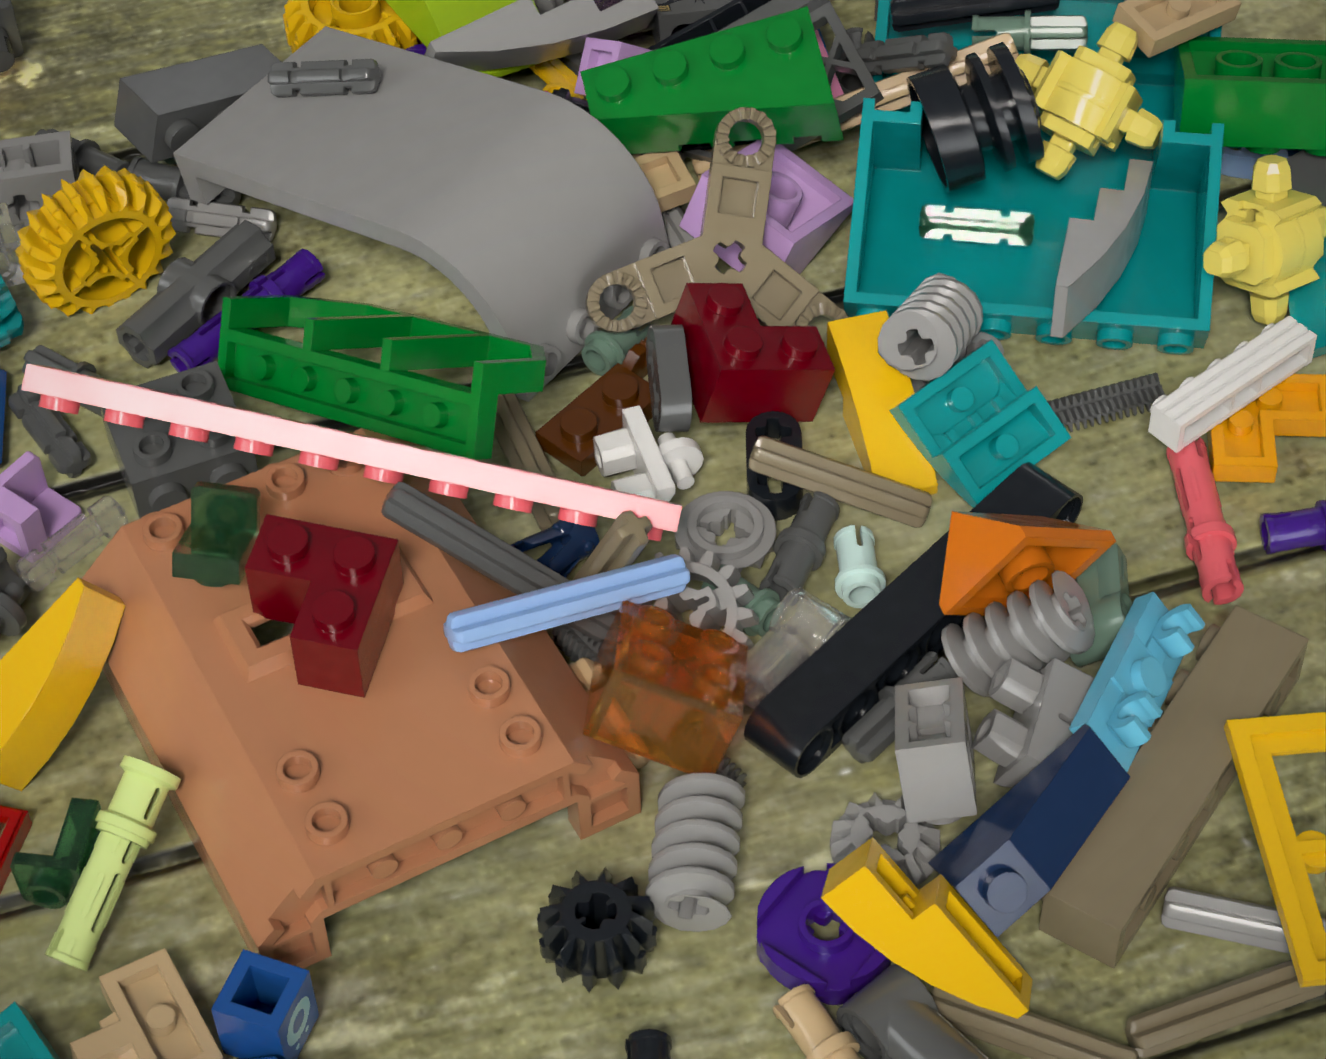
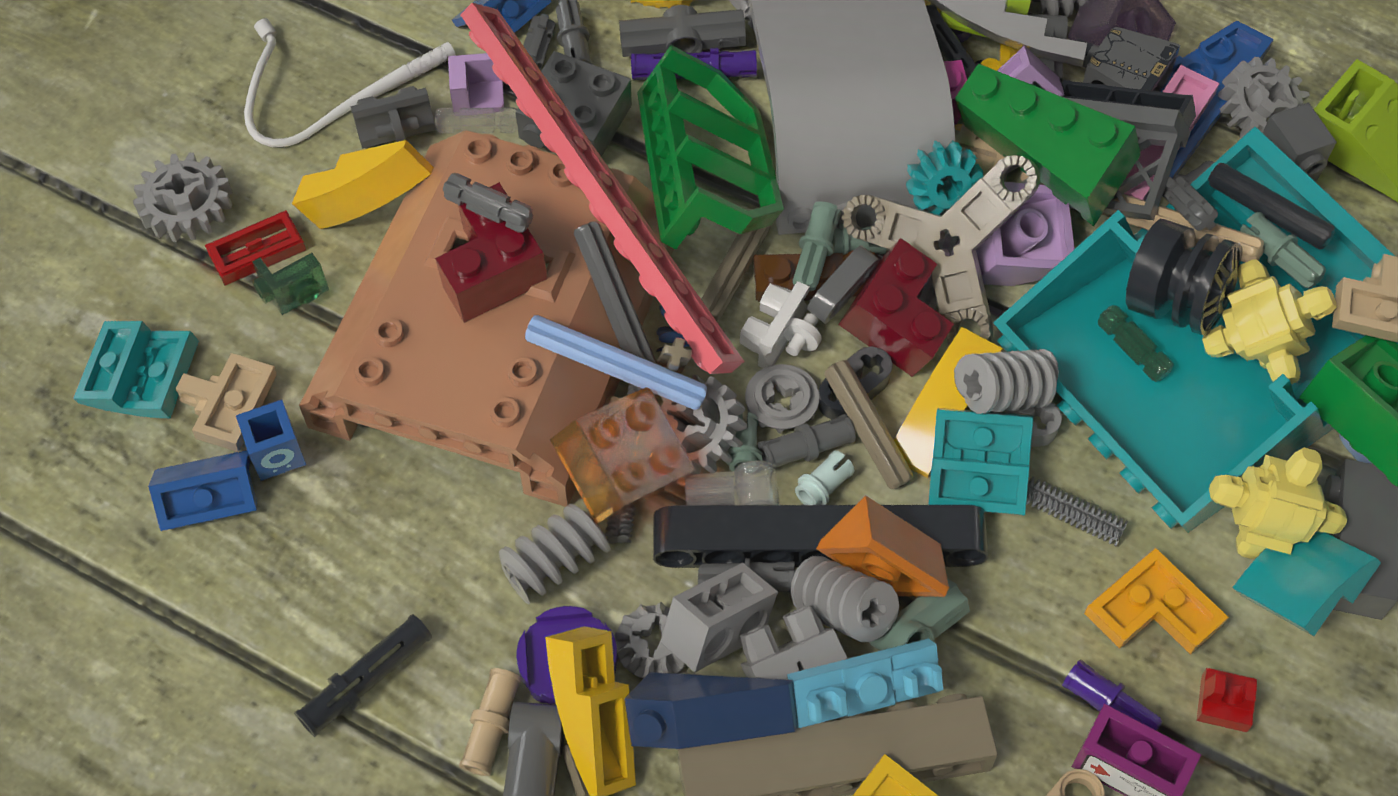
camera: 45 degrees right, 10 degrees up
(123, 832) = (311, 290): yellowish green pin -> none
(219, 535) = (490, 168): clear green bracket -> none
(293, 530) = (488, 202): none -> dark grey axle
(597, 929) = (447, 556): black gear -> none
(598, 363) = (816, 243): none -> sand green axle
(660, 201) = (926, 181): none -> teal gear
(1100, 248) = (1165, 422): light grey slope -> none
(1208, 538) = (1033, 645): coral pin -> none
(1231, 383) = (1154, 568): white piece -> none

